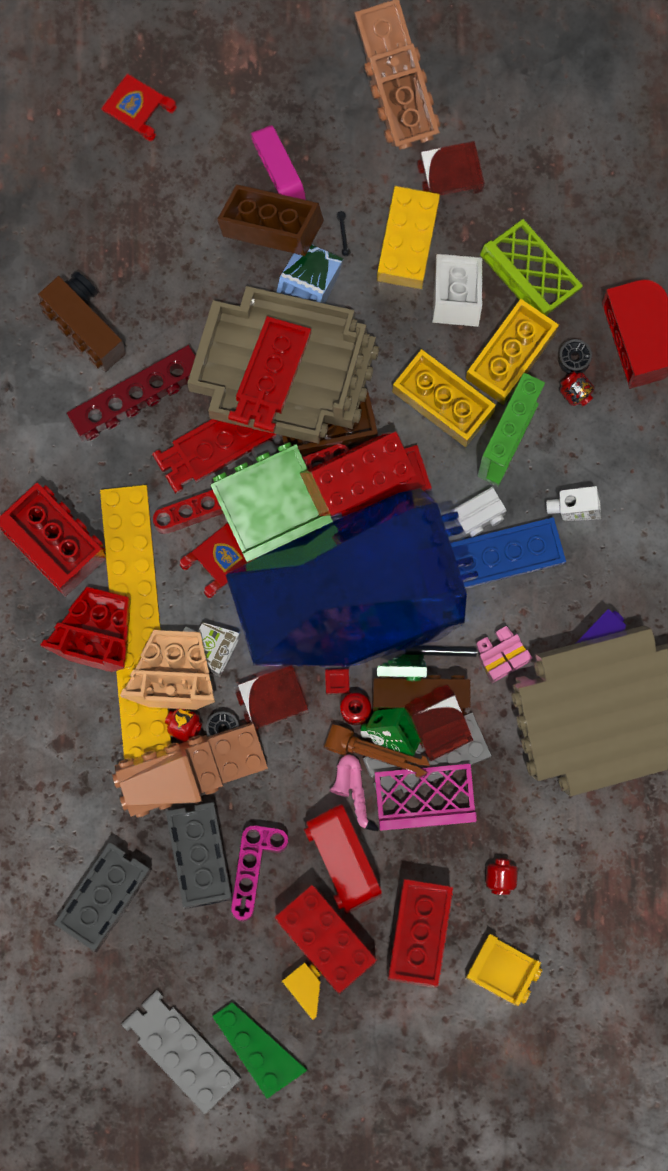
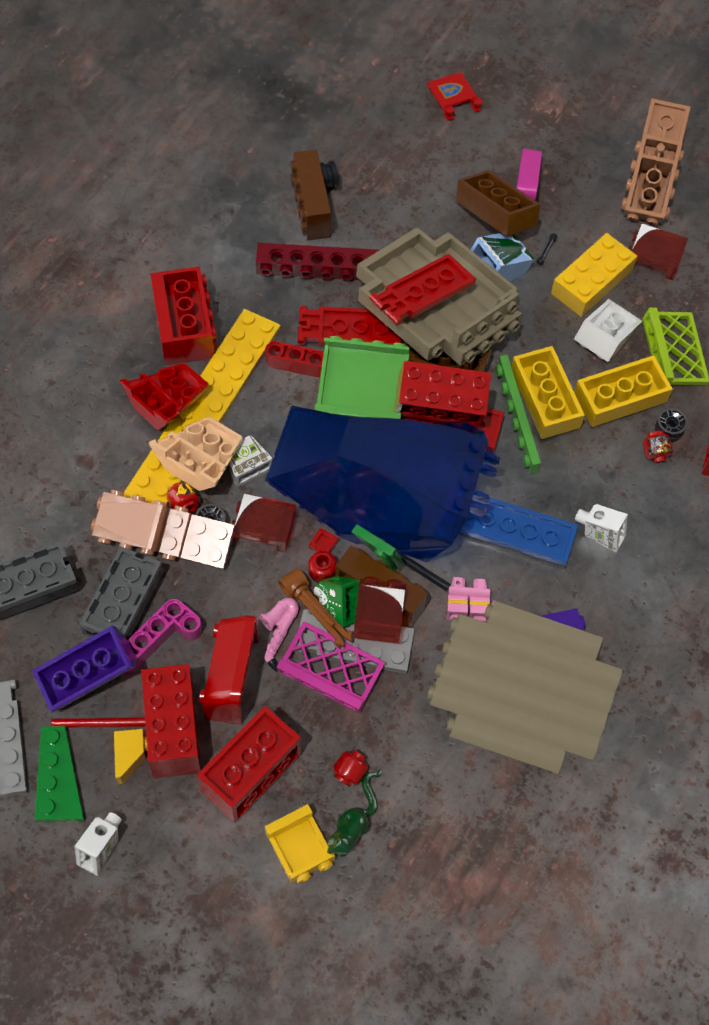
camera: 30 degrees right, 15 degrees down
(218, 556) = (297, 396): red flag -> none
(219, 944) = (84, 668): none -> dark purple brick
(258, 978) = (99, 722): none -> red piece
(337, 1091) = (97, 843): none -> white torso
(436, 444) = (519, 419): none -> bright green plate
(480, 512) = (520, 487): white brick -> none
(510, 429) = (582, 436): bright green panel -> none
(536, 922) = (353, 821): none -> dark green animal

